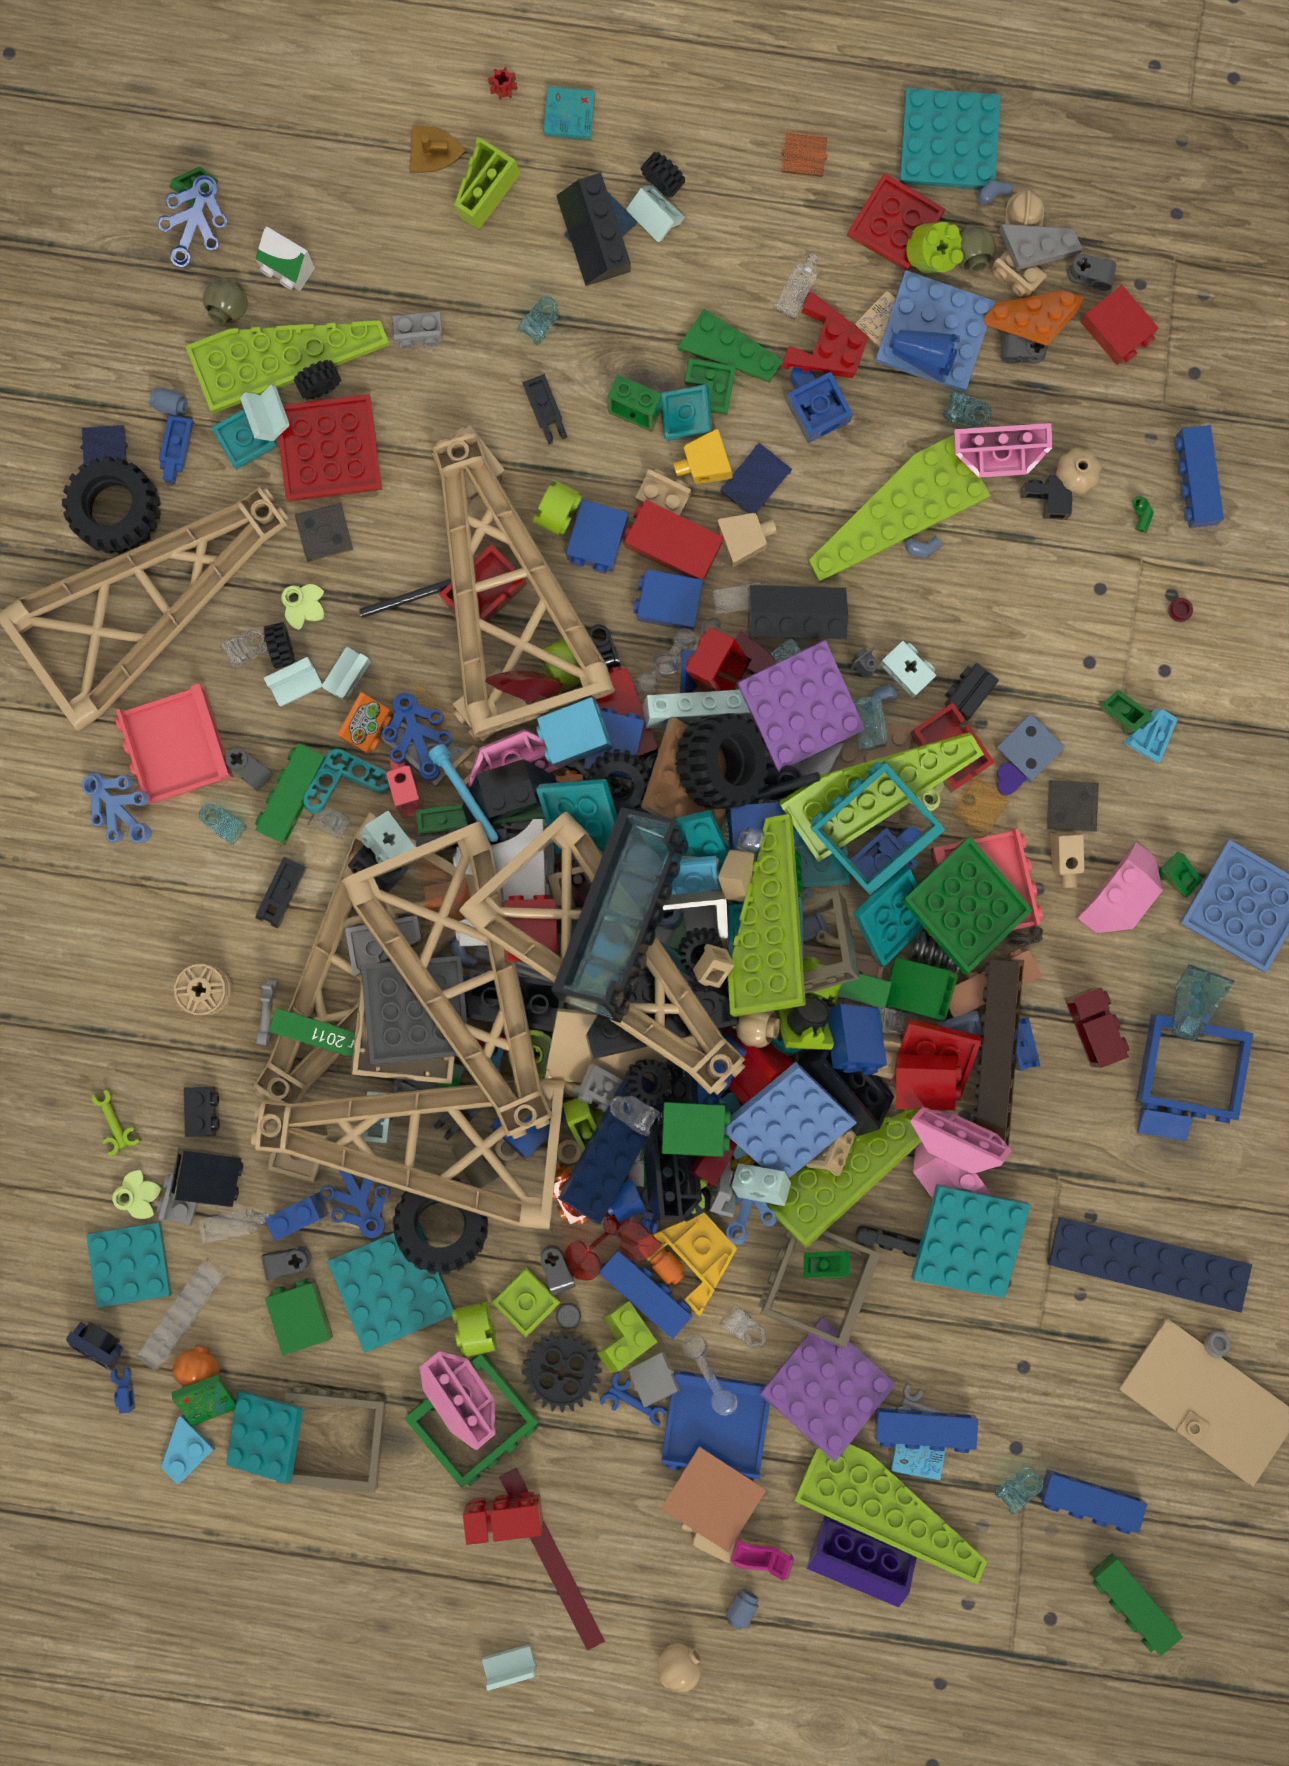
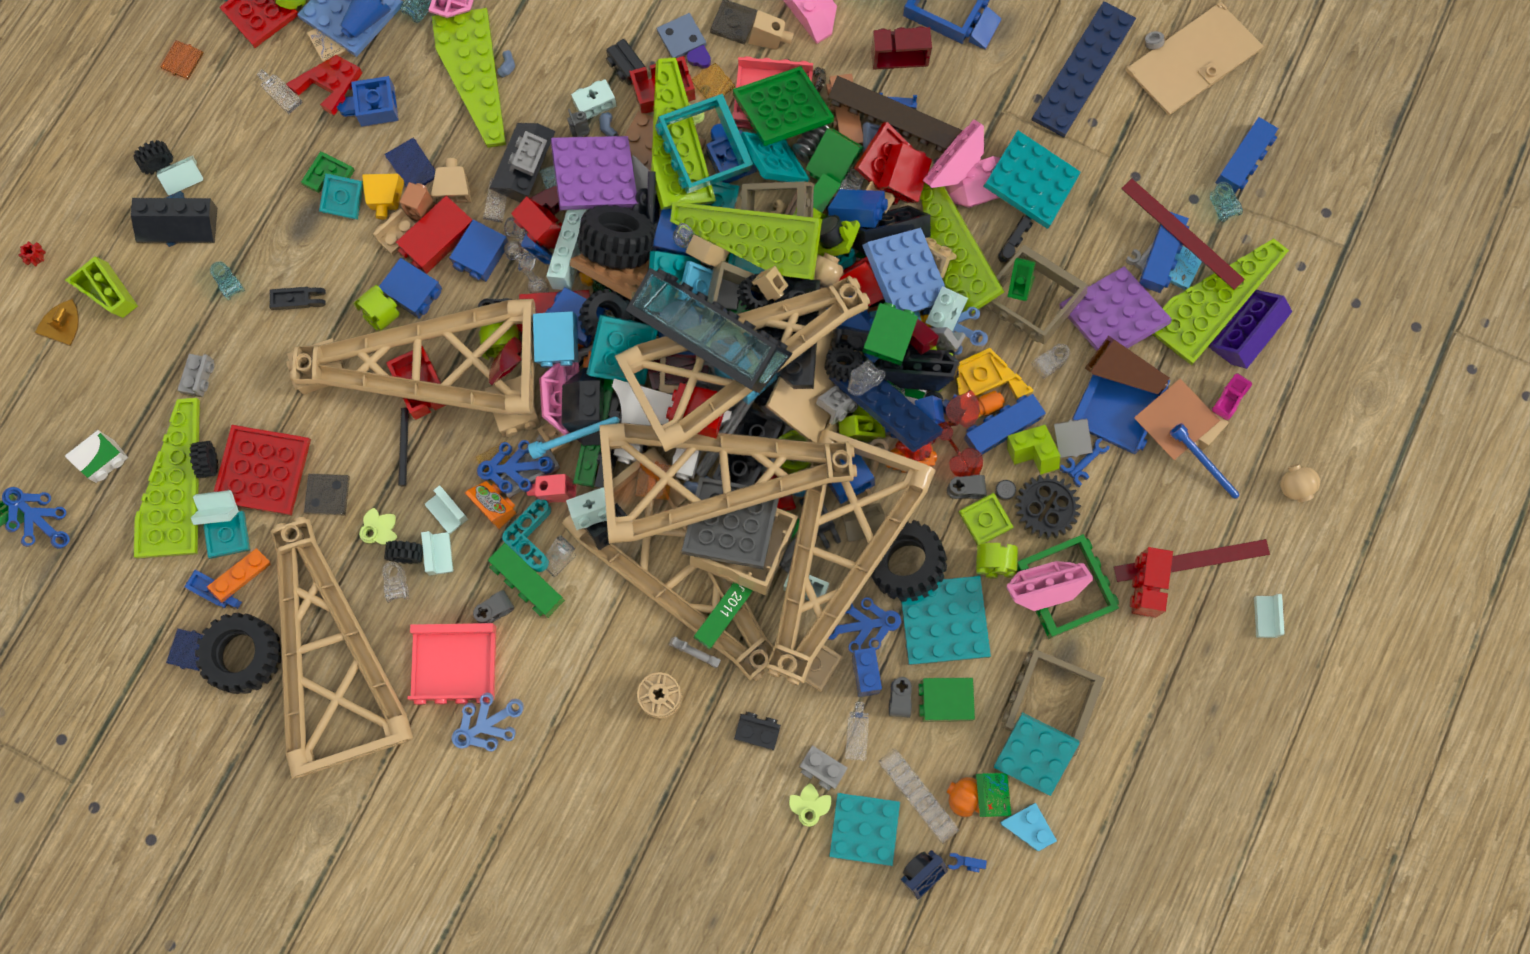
camera: 75 degrees left, 10 degrees down
(121, 1139) = (760, 806): lime bar -> none
(168, 401) = (173, 584): sand blue brick -> none
(199, 470) = (238, 575): none -> orange plate
(206, 1177) = (812, 739): black brick -> none
(225, 299) = (111, 515): olive plant -> none
(225, 824) = (532, 641): clear light blue piece -> none
(281, 891) = (601, 612): black plate -> none
(366, 949) = (667, 548): light grey wing -> none
(569, 113) = (76, 214): teal tile -> none
(631, 397) = (315, 233): green window -> none
(692, 1508) = (1180, 433): none -> blue piece
(704, 506) = (416, 201): none -> nougat brick
(722, 1401) = (1103, 388): clear piece -> none
(723, 344) = (297, 158): green wing -> none
(742, 1609) = (1266, 426): sand blue brick -> none
(755, 1421) = (1123, 366): none -> reddish brown slope
(799, 618) = (528, 153): none -> light grey bracket
(872, 717) = (632, 129): clear light blue hinge -> none
(952, 1447) = (1183, 234): none -> dark red piece
(1136, 1604) = (1330, 148): green brick -> none

